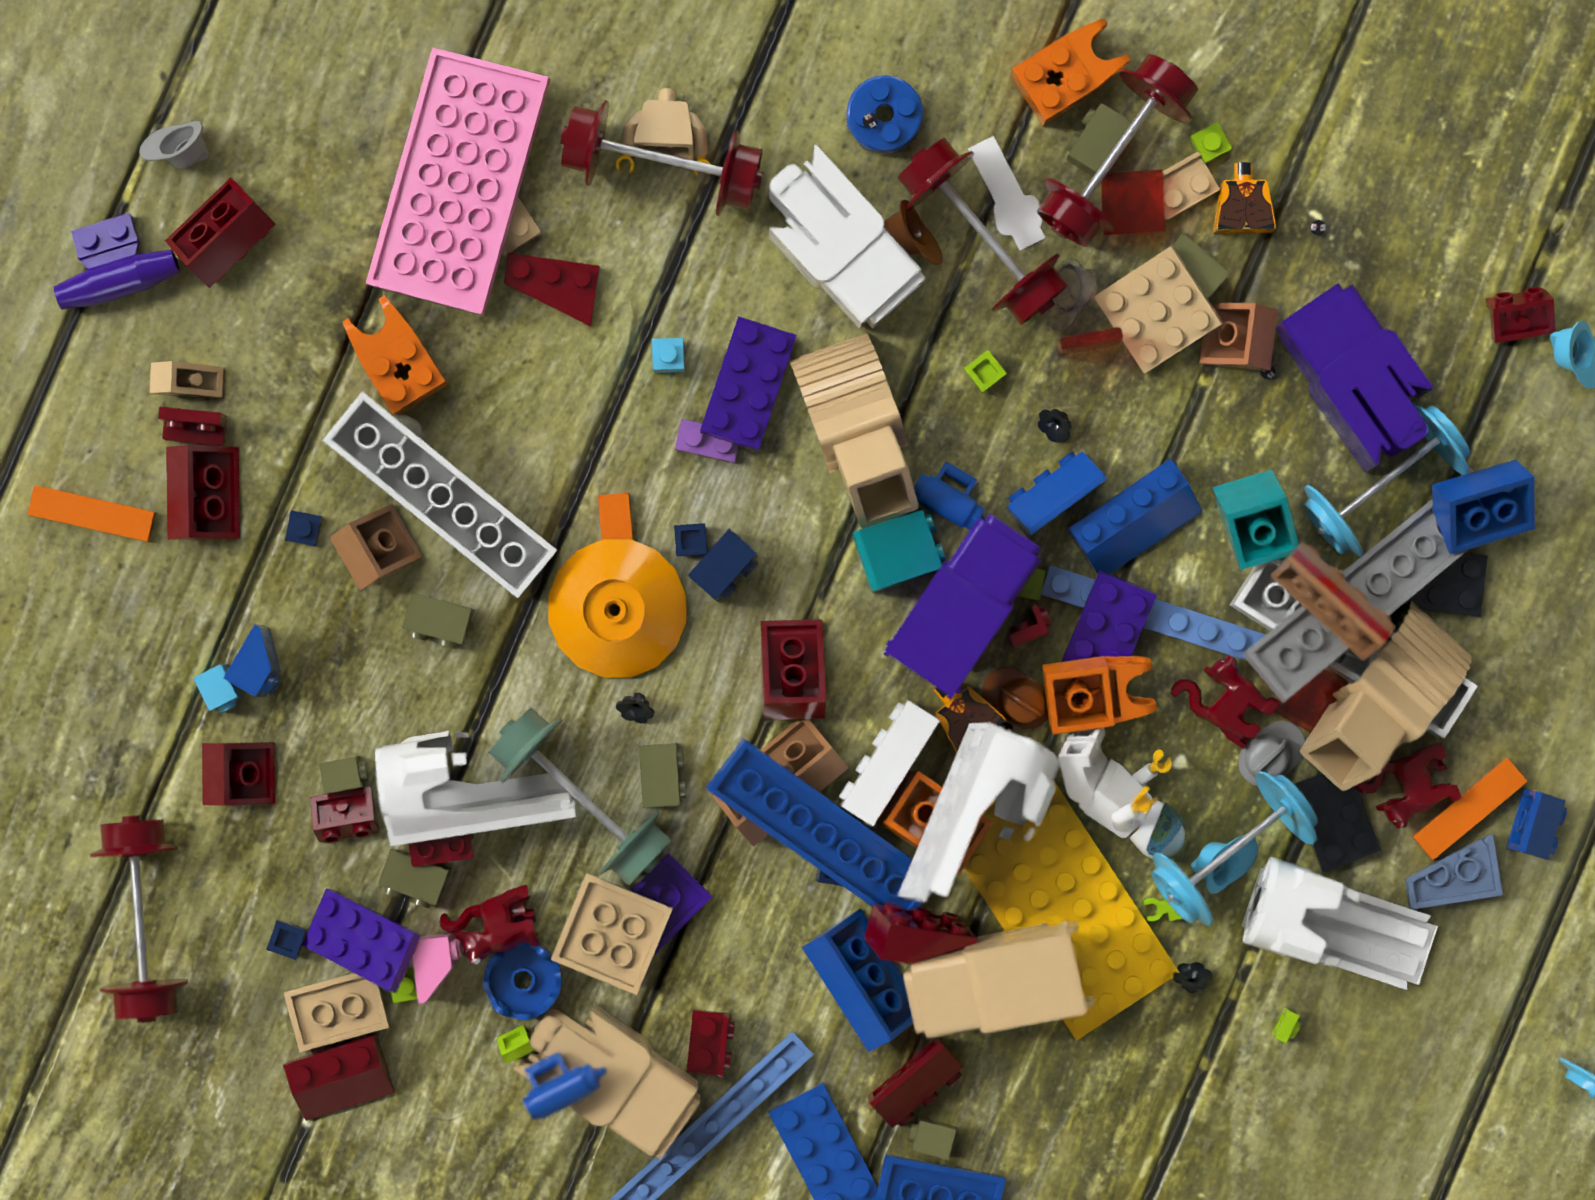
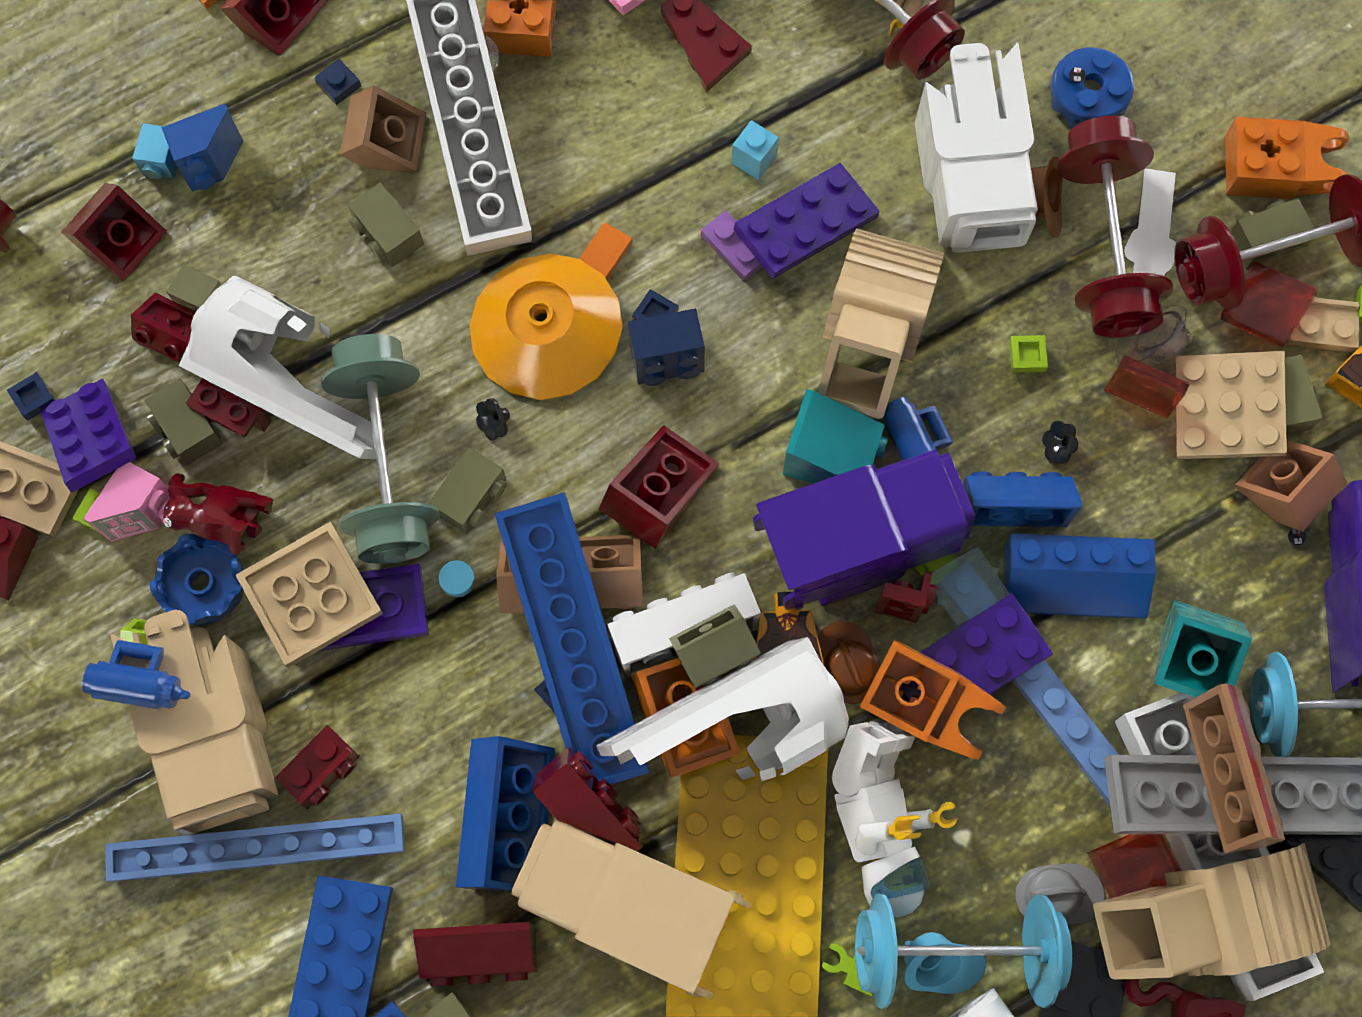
camera: 35 degrees right, 15 degrees down
(700, 842) = (456, 578): none -> medium azure piece
(927, 768) = (715, 646): none -> olive brick
(1063, 585) = (967, 586): none -> clear light blue piece
(1232, 704) = (1052, 815): dark red animal -> none

